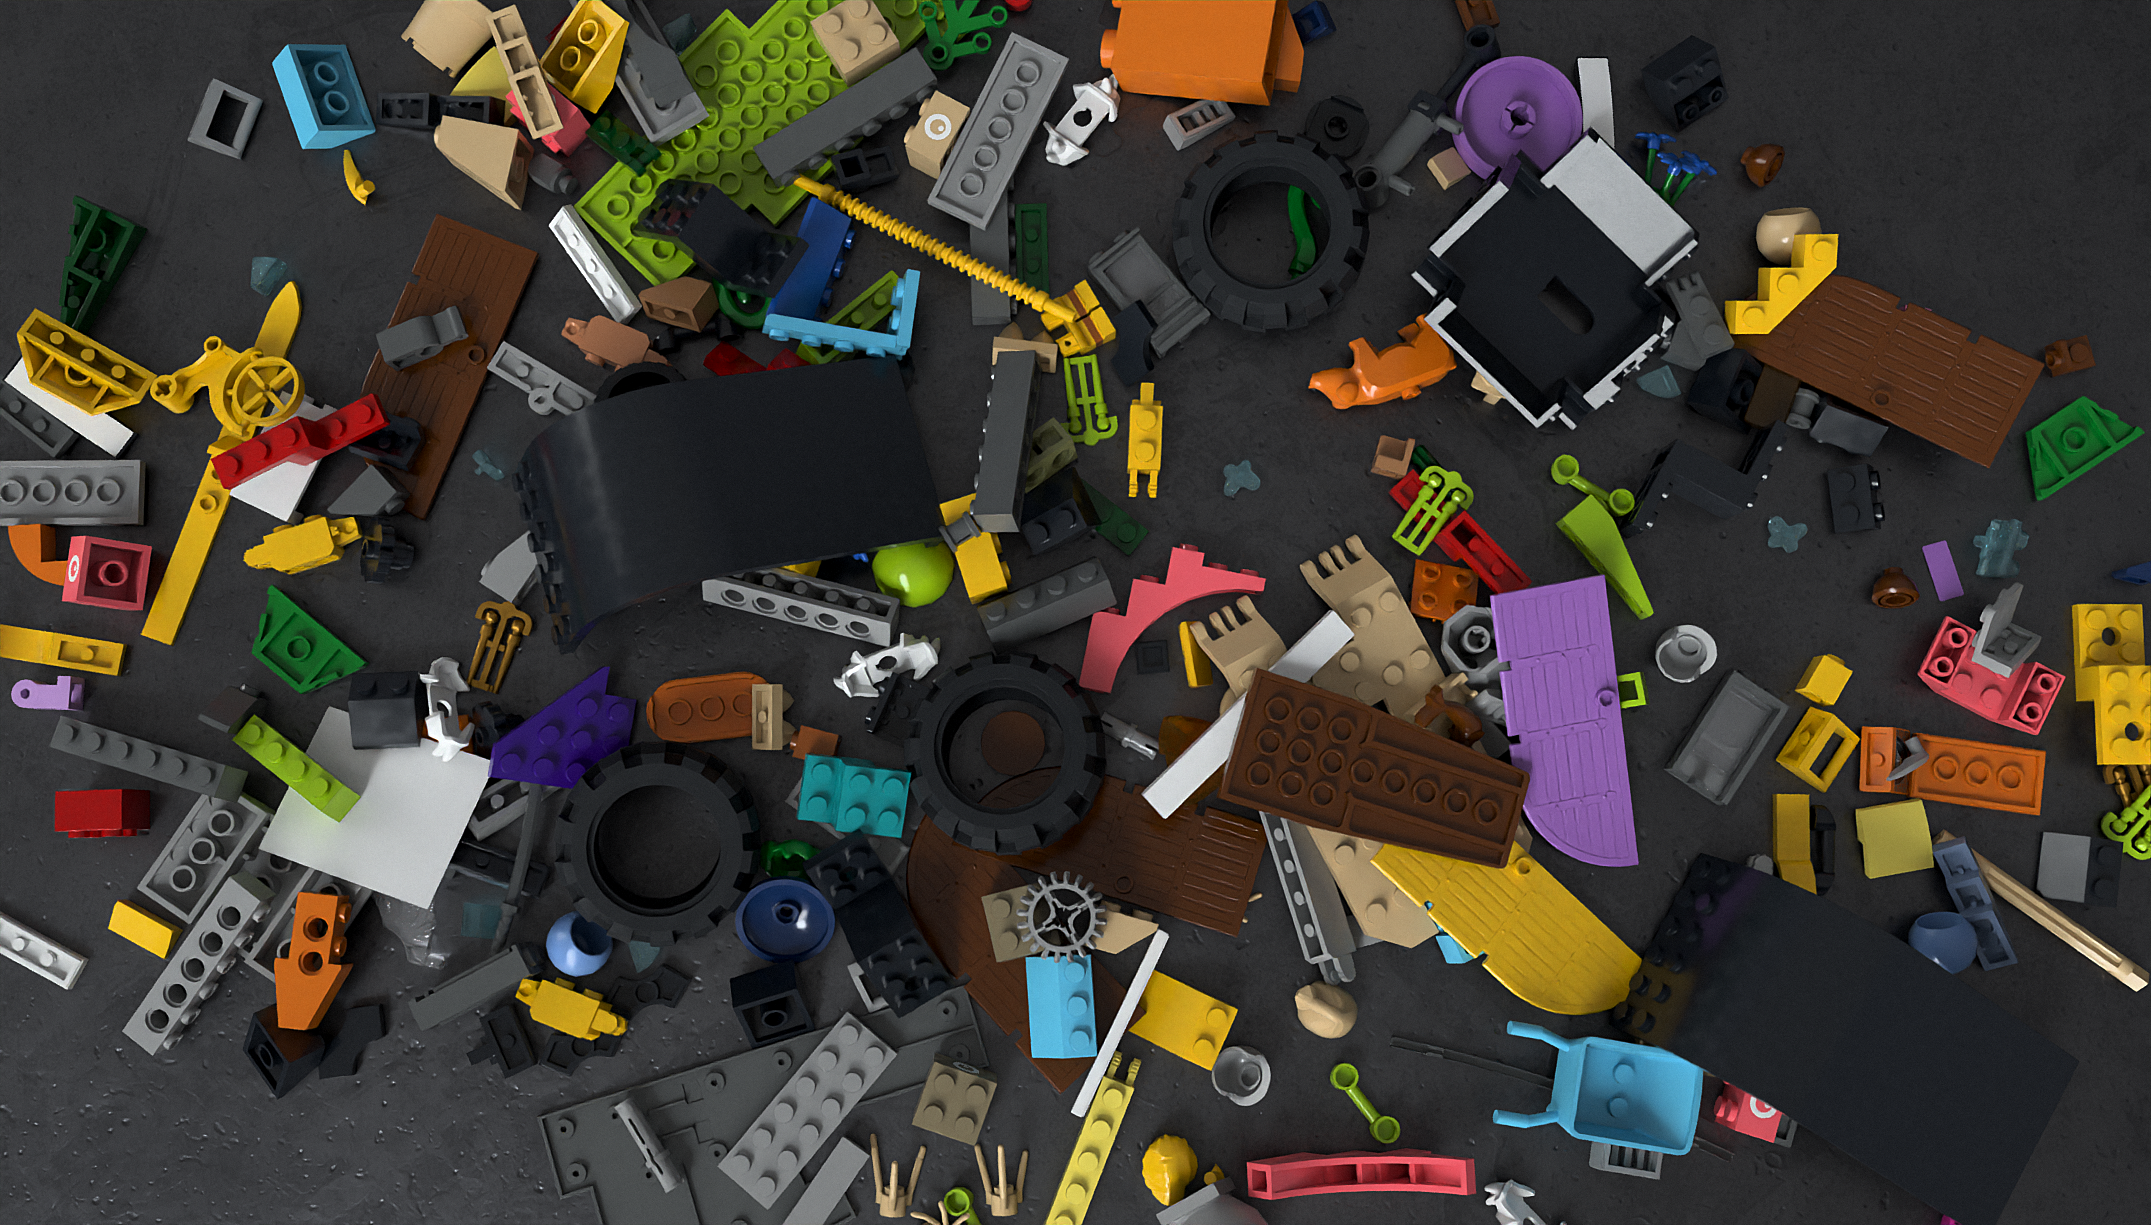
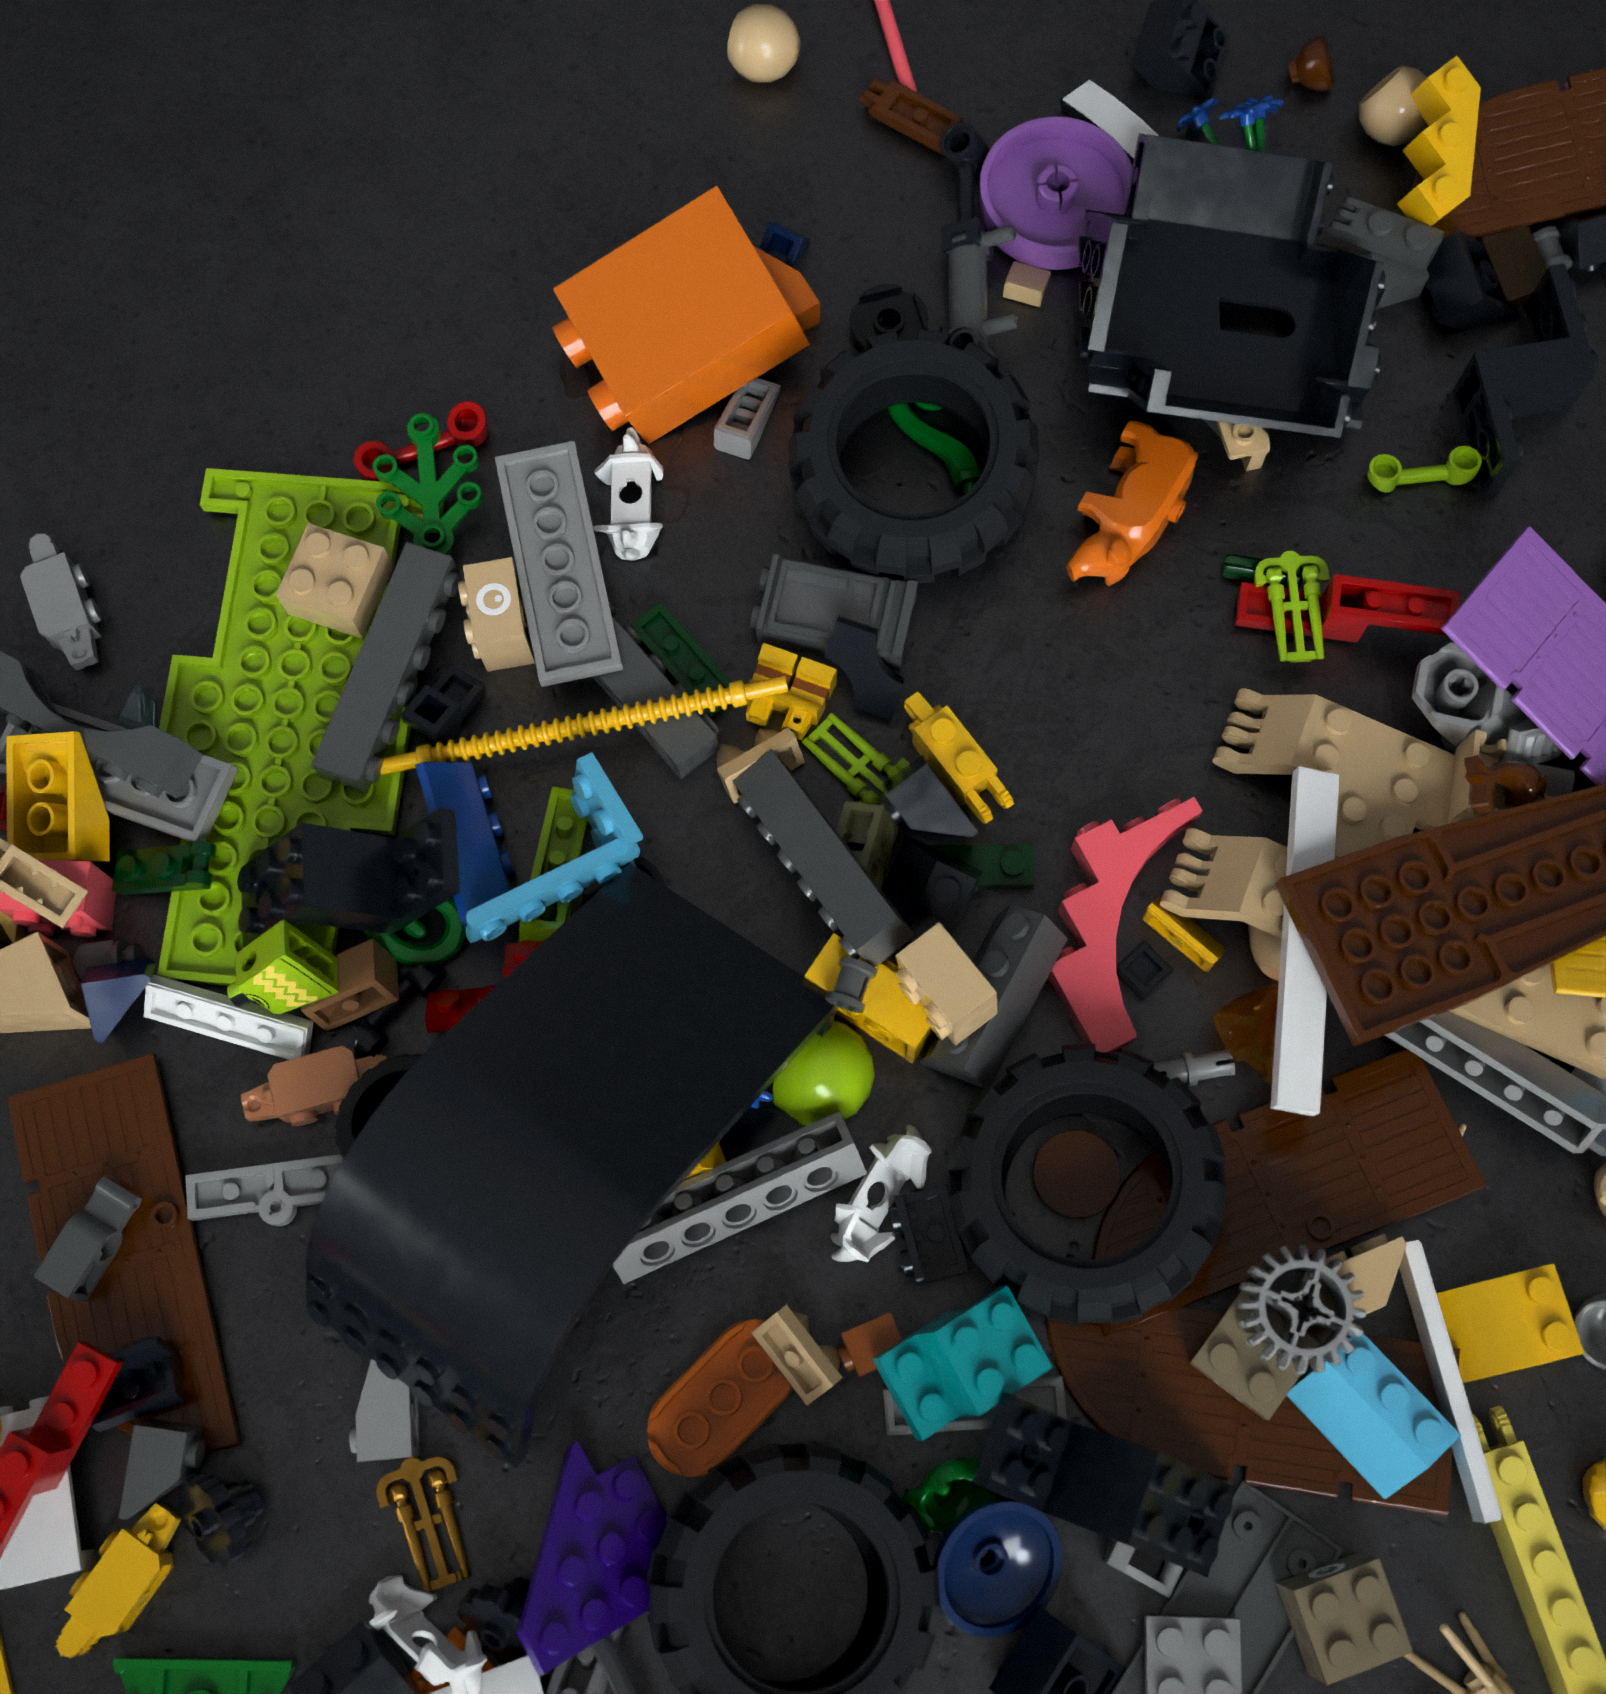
camera: 35 degrees left, 10 degrees down
(487, 466) = (268, 1326): clear light blue piece -> none
(539, 197) = (112, 990): none -> dark blue slope
(644, 264) = (283, 971): none -> lime torso
(1010, 575) = (946, 985): none -> tan brick
(1101, 456) = (925, 801): none -> black slope
(1239, 477) = (1076, 723): clear light blue piece -> none
(1392, 457) = (1211, 587): medium nougat panel -> none
(1441, 590) = (1373, 677): orange hinge -> none
(1600, 542) = (1481, 515): lime slope -> none
(1660, 383) = (1399, 329): clear light blue tile -> none

